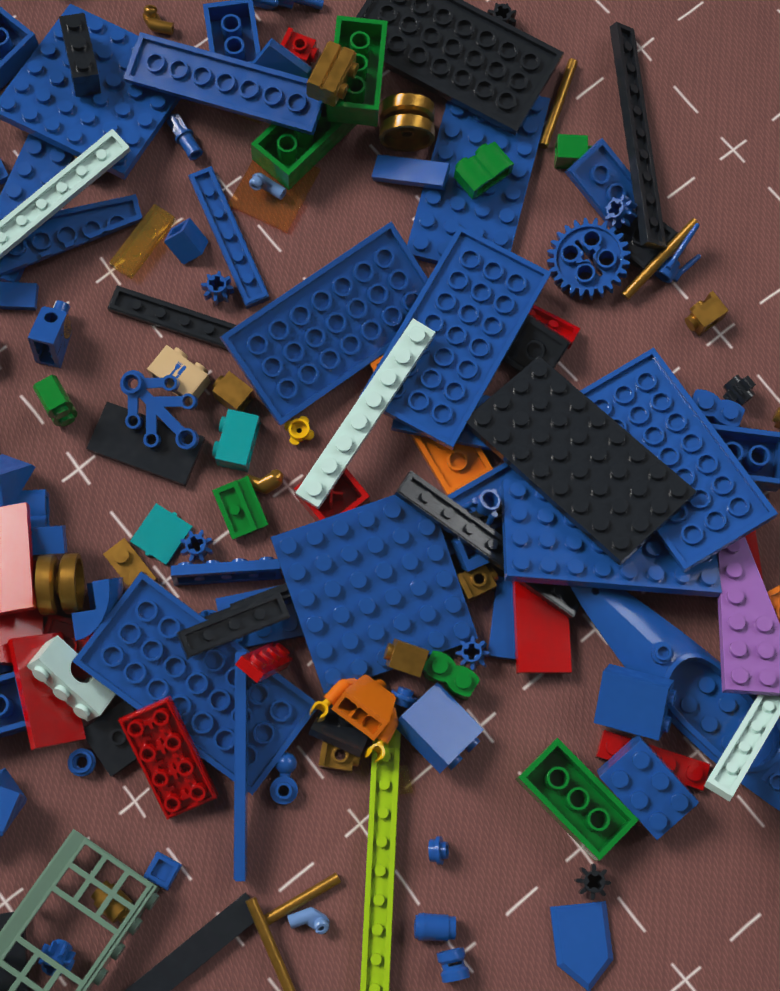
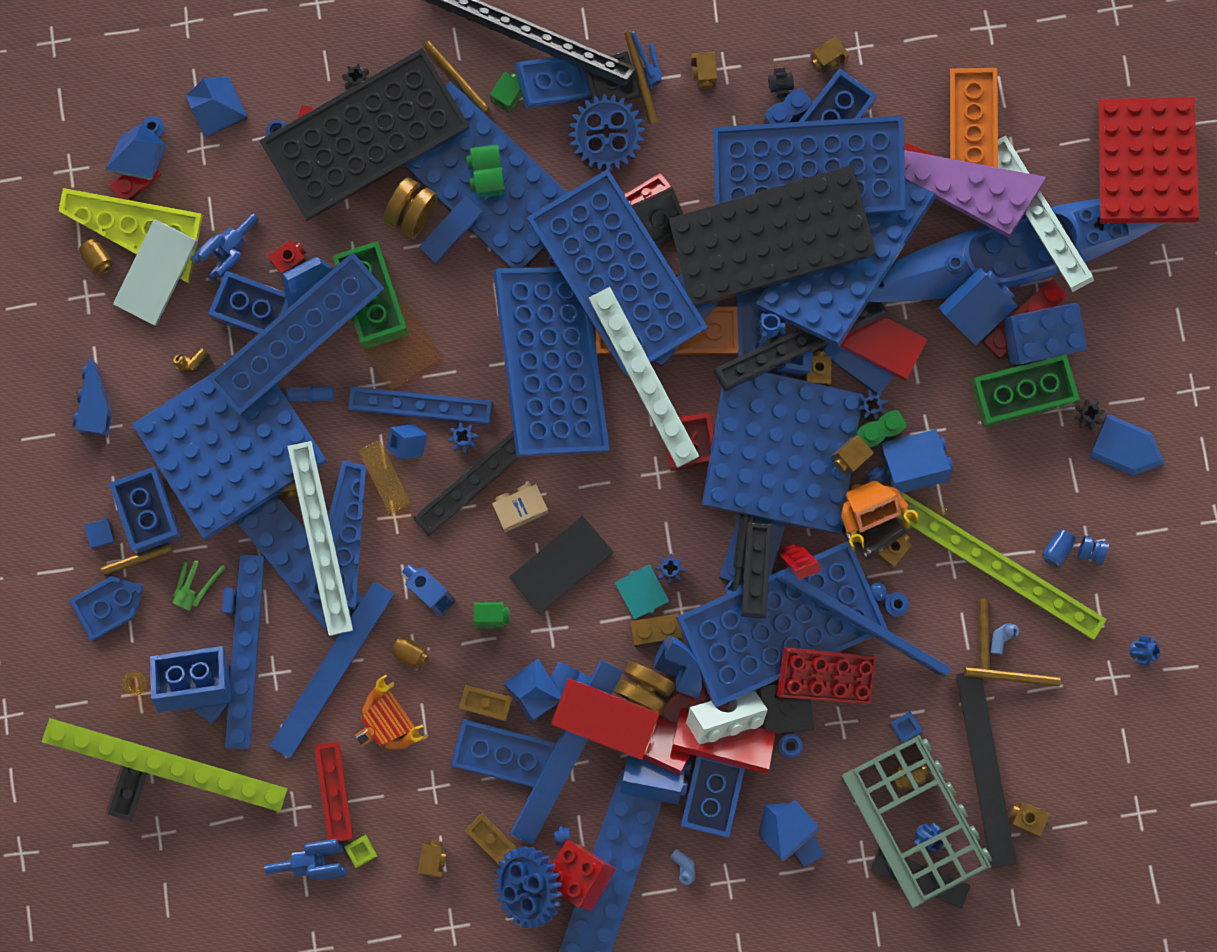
camera: 55 degrees left, 5 degrees up
(80, 54) = (198, 438): black brick -> none
(156, 407) = (541, 538): blue plant -> none
(223, 572) = (707, 547): blue plate -> none
(233, 392) = (559, 473): pearl gold brick -> none
(237, 440) = (600, 491): teal brick -> none
(240, 507) = (657, 518): green plate -> none
(260, 181) = (391, 352): medium blue arm -> none
(267, 483) = (648, 488): pearl gold arm -> none
(299, 423) = (624, 434): yellow plate -> none
(332, 73) = (352, 244): pearl gold brick -> none
(362, 99) = (350, 222): green brick -> none
(438, 850) = (1004, 514): blue plate -> none
(621, 211) = (590, 80): blue gear -> none

